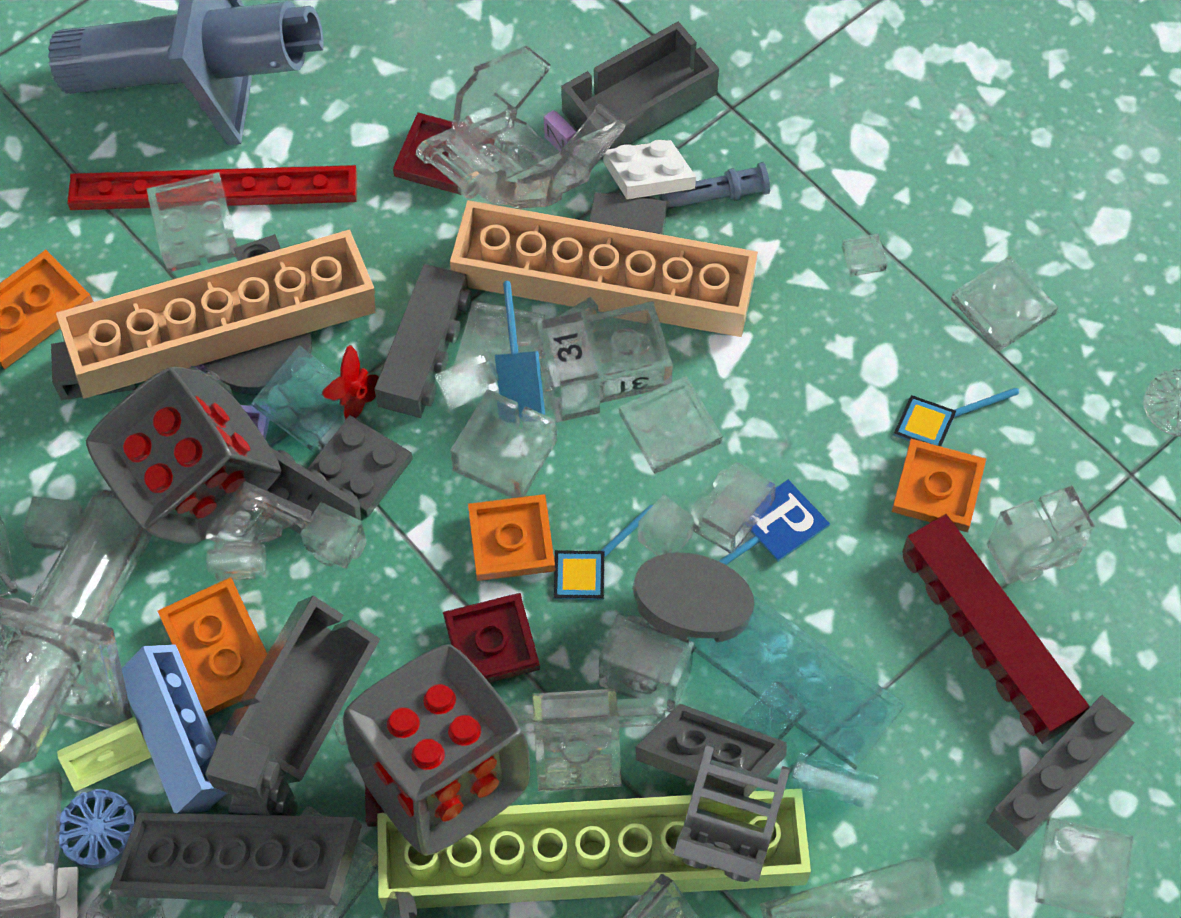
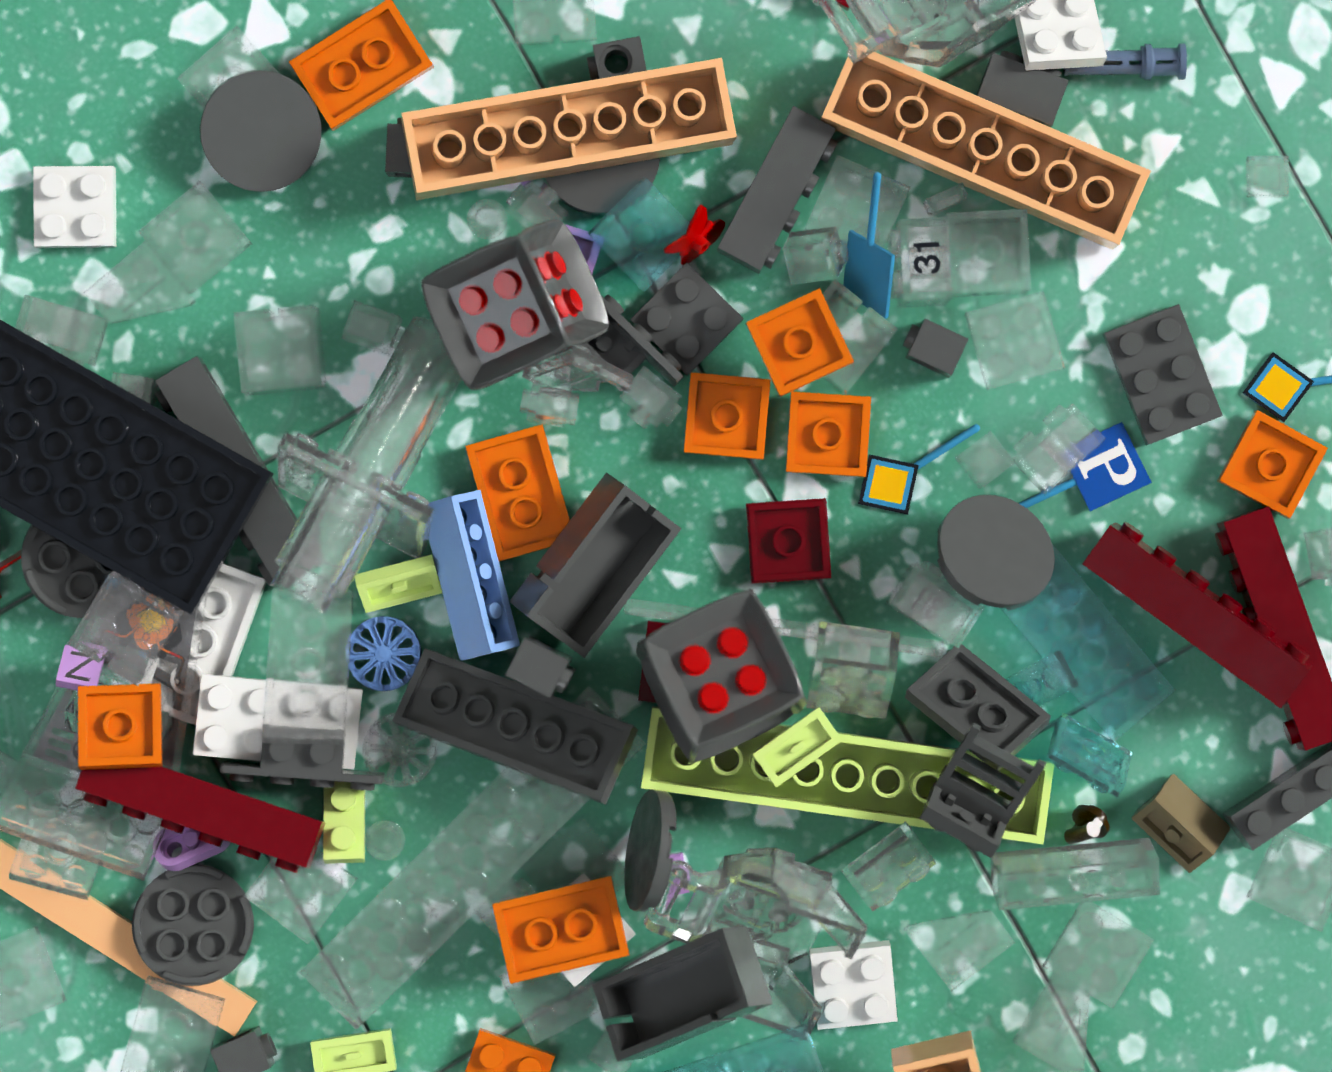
camera: 10 degrees right, 25 degrees up
(410, 539) = (727, 416): none -> orange plate
(463, 442) = (799, 342): none -> orange plate
(533, 818) = (797, 747): none -> yellowish green plate
(596, 442) = (934, 347): none -> dark grey brick
(815, 431) = (1162, 374): none -> dark grey plate
(853, 854) = (1089, 824): none -> dark brown plate
(909, 622) = (1198, 614): none -> dark red brick
(947, 837) = (1182, 824): none -> dark tan panel

